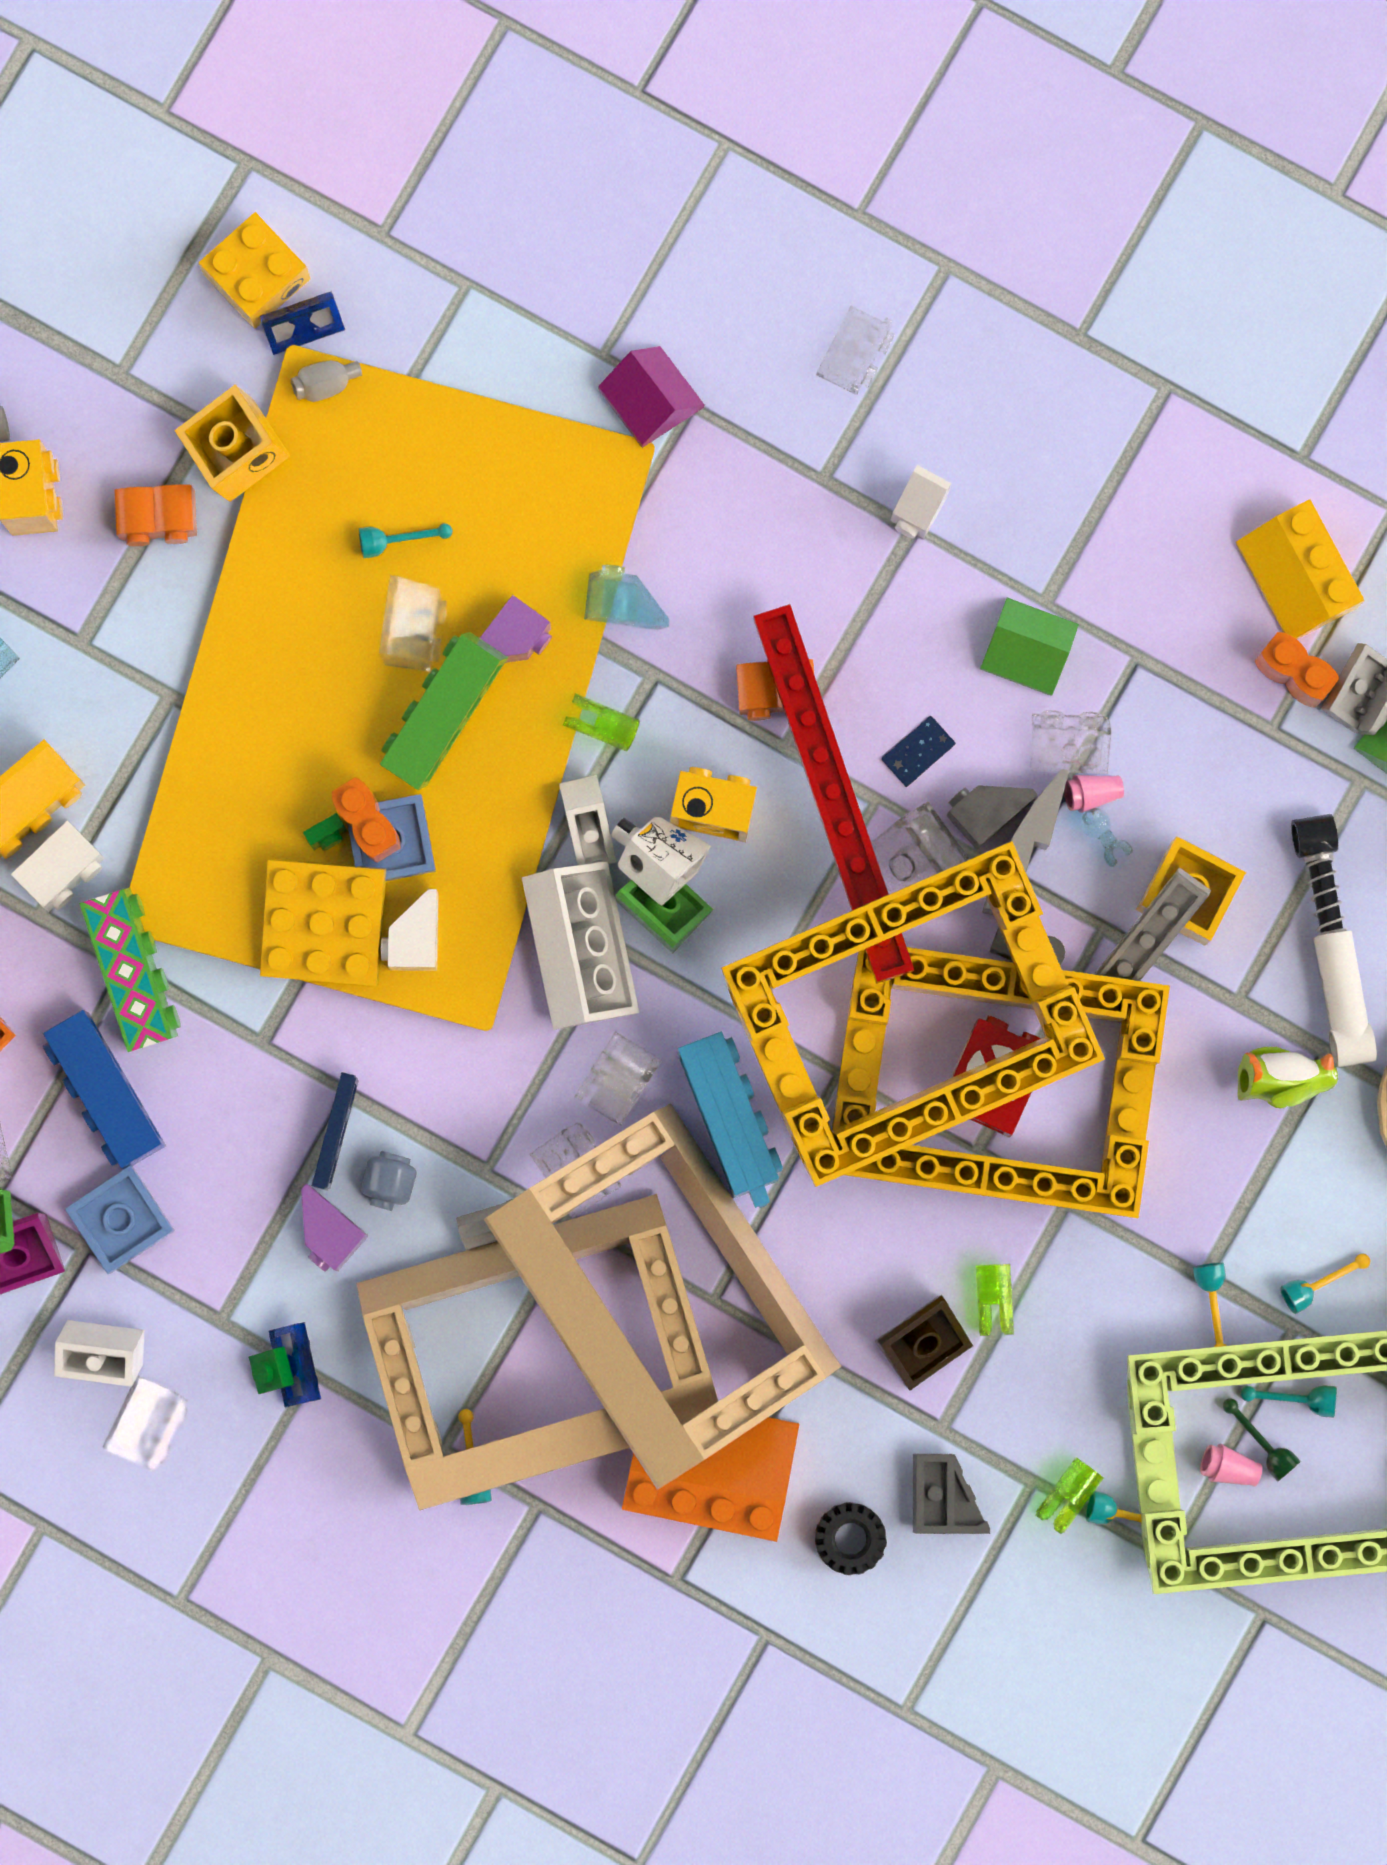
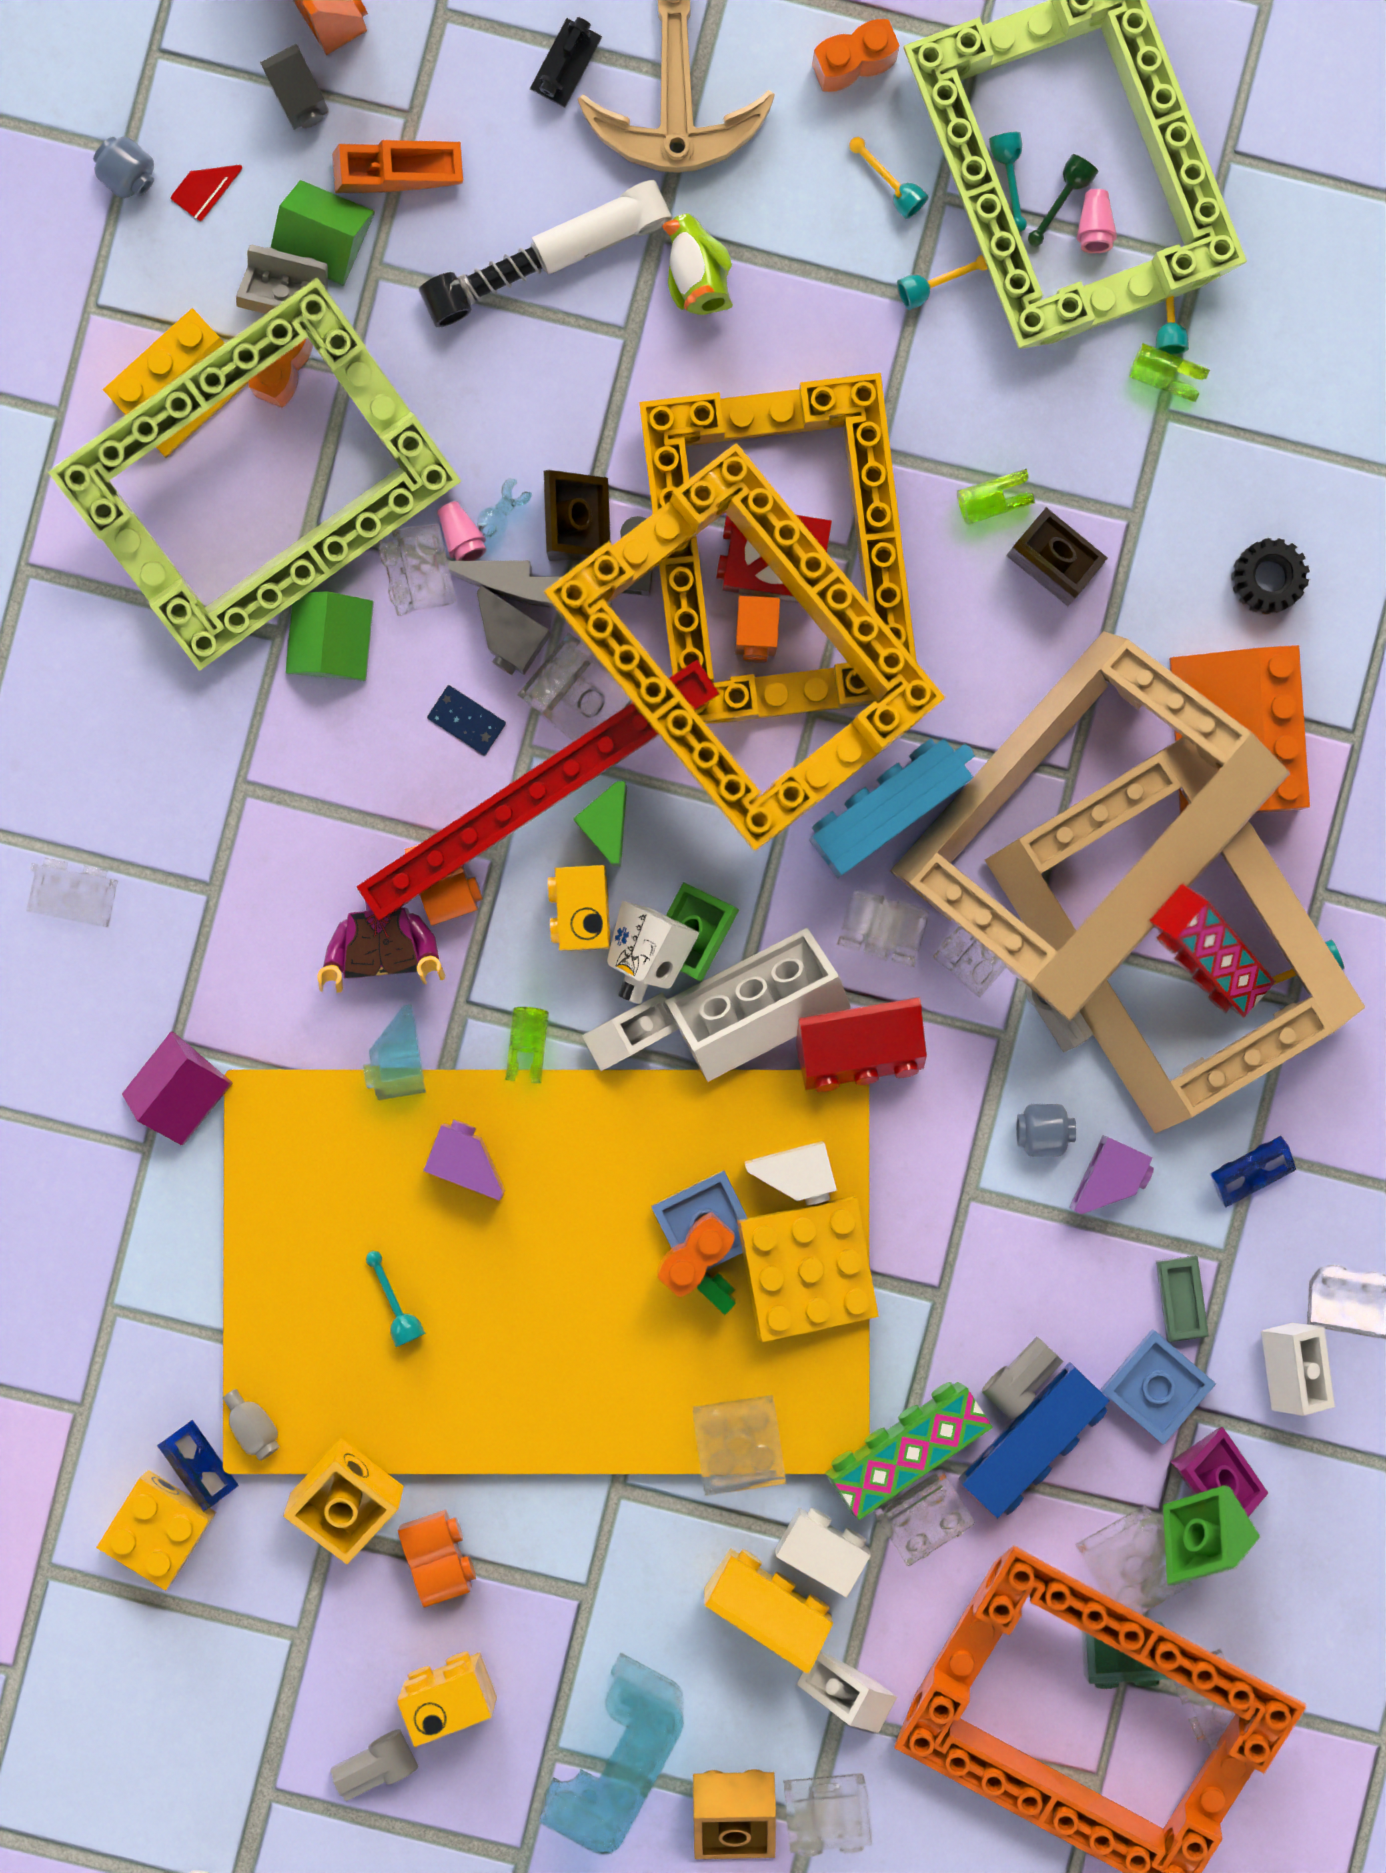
camera: 105 degrees left, 5 degrees up
(62, 968) = (924, 1518): none -> clear bracket
(160, 1088) = (1015, 1386): none -> light grey piece
(179, 813) = (739, 1445): none -> clear brick
(194, 1266) = (1182, 1298): none -> sand green tile
(271, 1370) = (1265, 1193): green plate -> none
(335, 1131) = (1011, 1196): dark blue tile -> none
(411, 625) = (481, 1265): clear slope -> none
(443, 710) = (561, 1208): bright green brick -> none
(510, 1375) = (1211, 951): none -> red brick
(515, 1027) = (861, 1044): none -> red slope
(727, 622) = (378, 948): none -> torso
(785, 849) = (605, 821): none -> bright green slope
(920, 503) = (214, 784): white slope -> none
(929, 1037) = (757, 628): none -> orange brick
(943, 1498) = (1205, 496): dark grey wing -> none
(1064, 540) = (214, 629): none -> yellowish green slope
(1081, 901) = (575, 514): none -> dark brown slope
(1155, 928) = (587, 431): light grey tile -> none
(1209, 870) = (536, 407): yellow brick -> none

